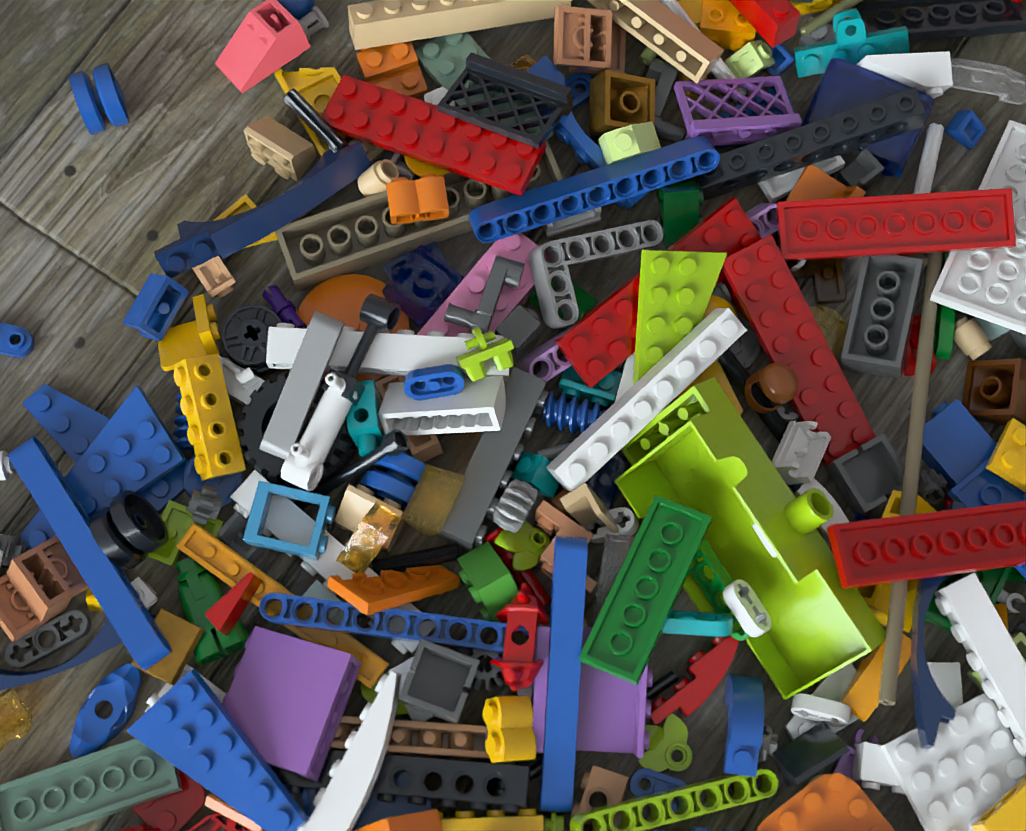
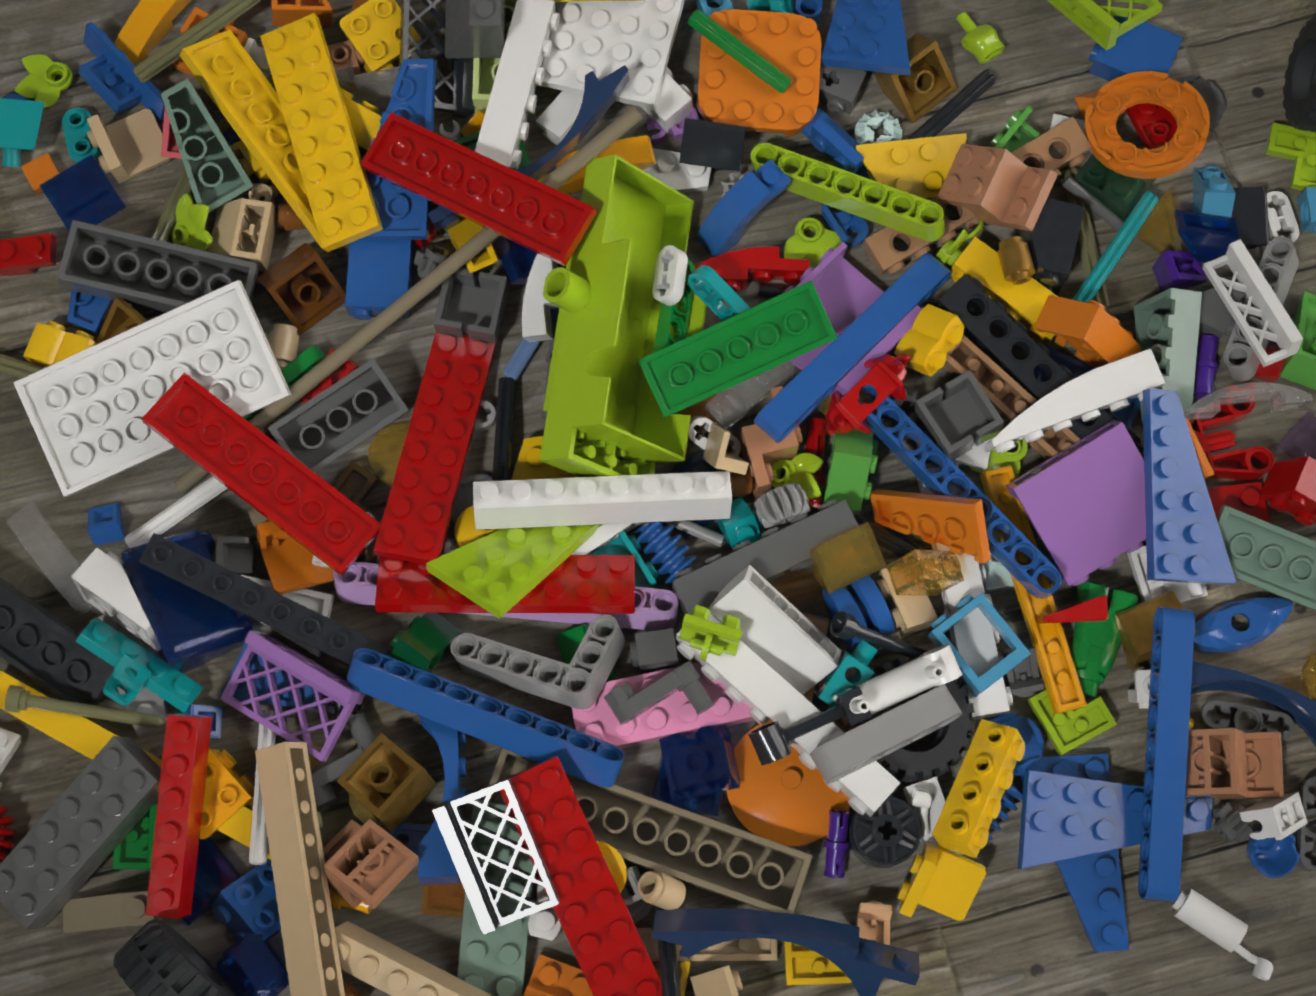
camera: 135 degrees left, 0 degrees up
(128, 529) = (1118, 745): black wheel -> none
(156, 306) = (949, 938): blue brick -> none
(204, 504) = (1037, 719): dark grey gear -> none
(417, 199) = (646, 834): orange brick -> none
(435, 382) = (770, 648): blue plate -> none
(628, 142) = (417, 733): yellowish green slope -> none
(750, 59) = (233, 735): yellowish green bracket -> none
(777, 383) = (481, 431): dark orange helmet -> none
(800, 452) = (512, 363): white hinge -> none
(821, 710) = (674, 169): white beam -> none

